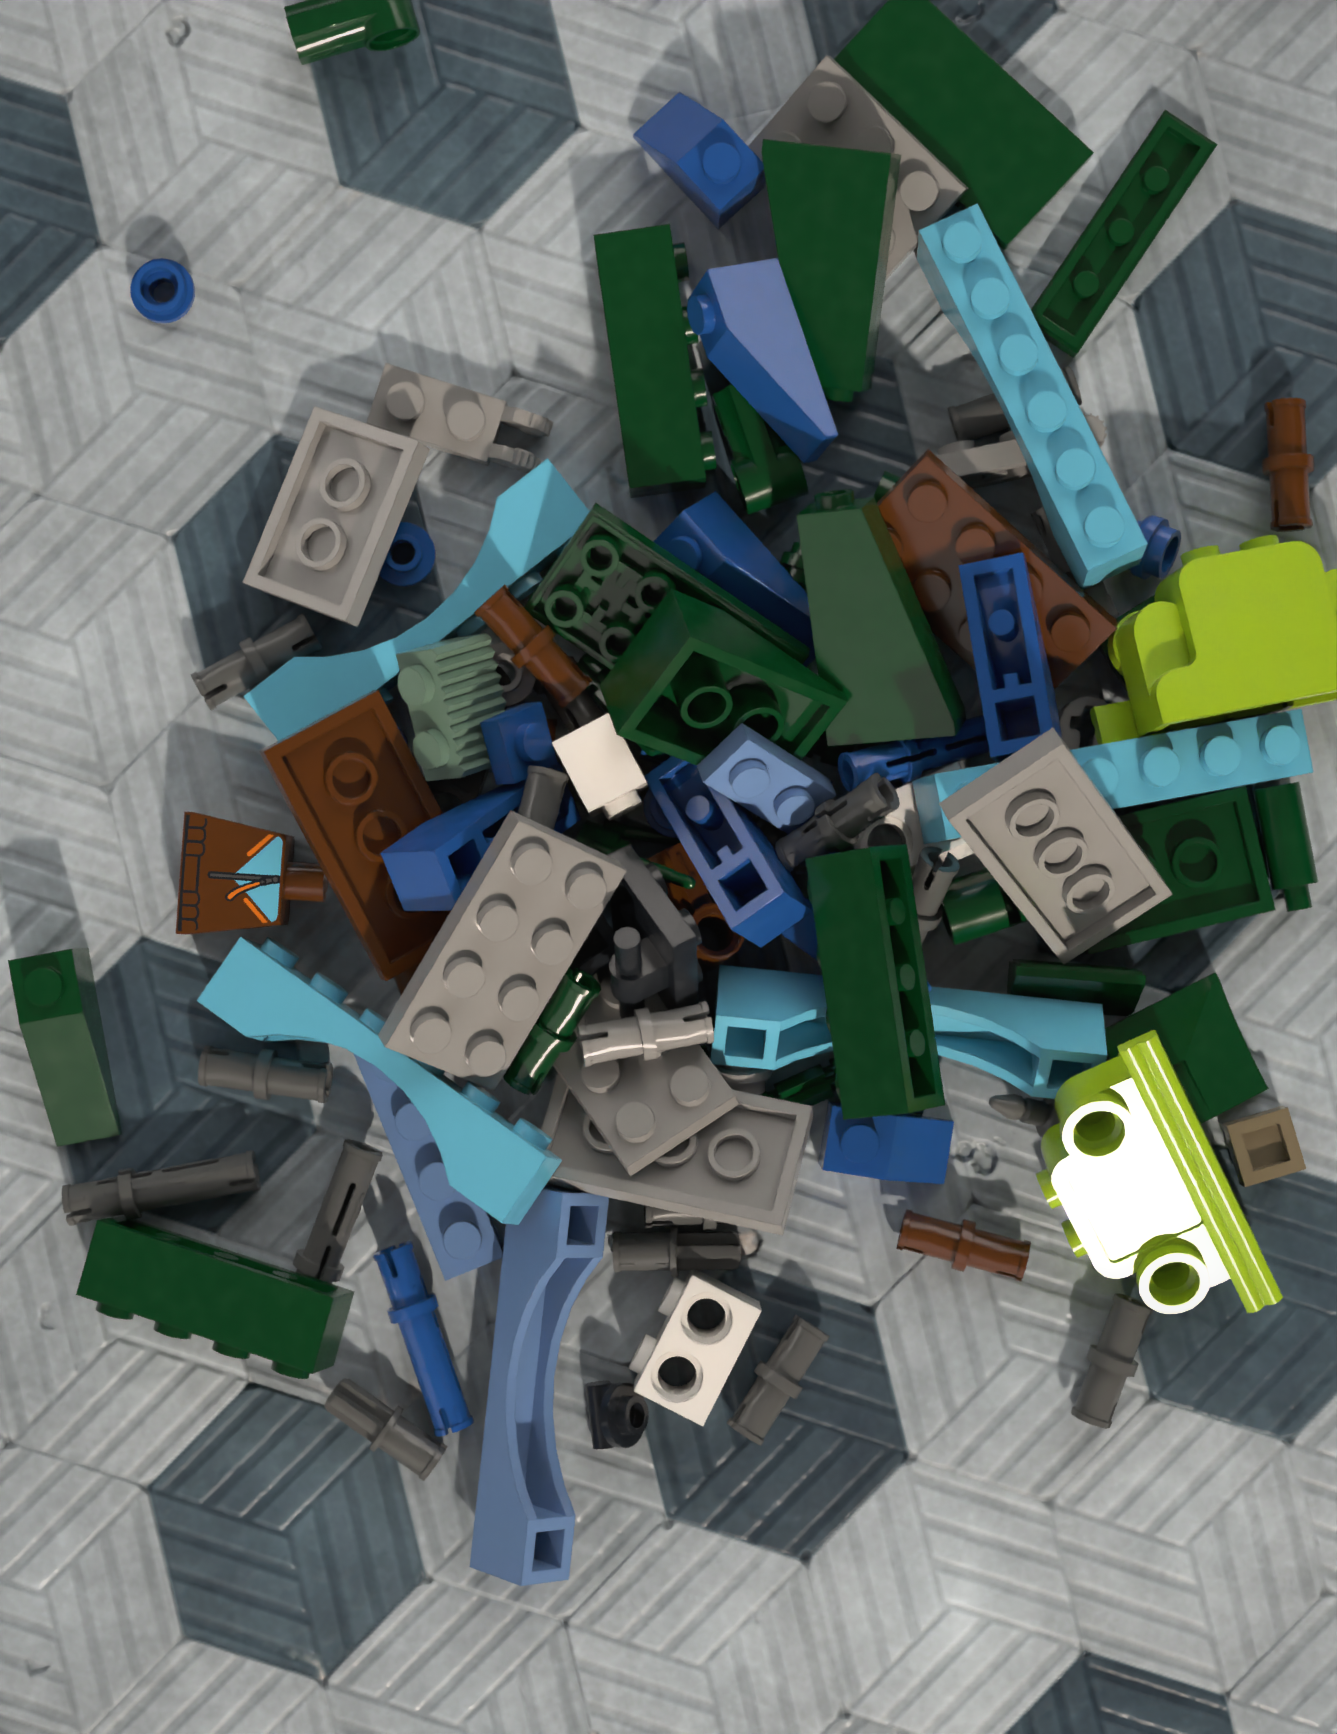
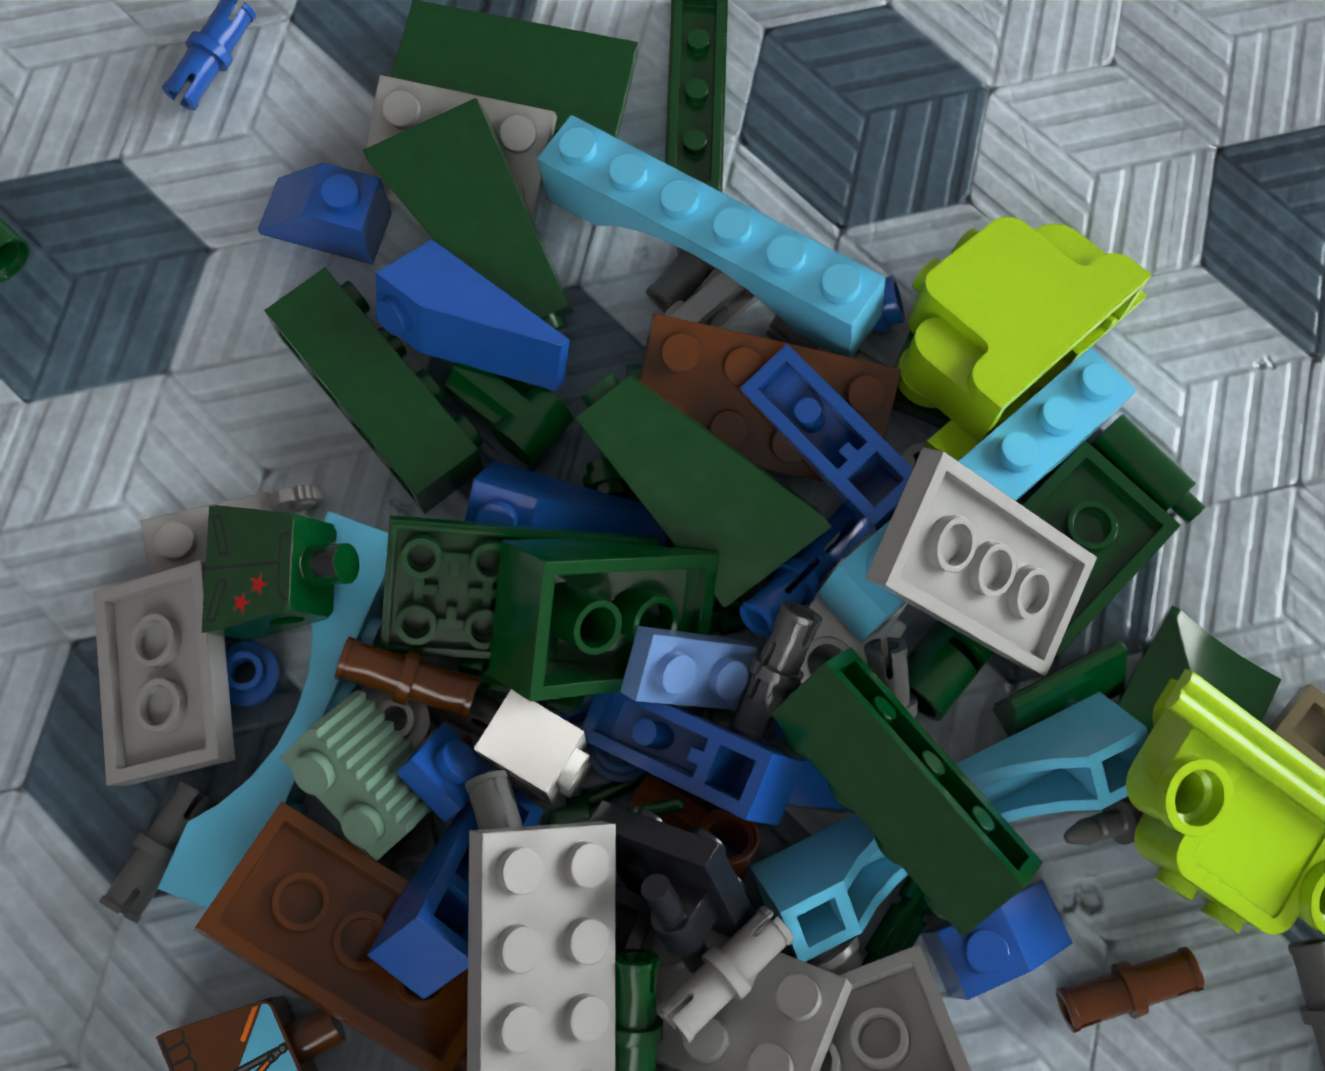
camera: 40 degrees left, 15 degrees down
(472, 487) = (270, 571): none -> dark green torso
(1288, 465) = (940, 182): reddish brown pin -> none

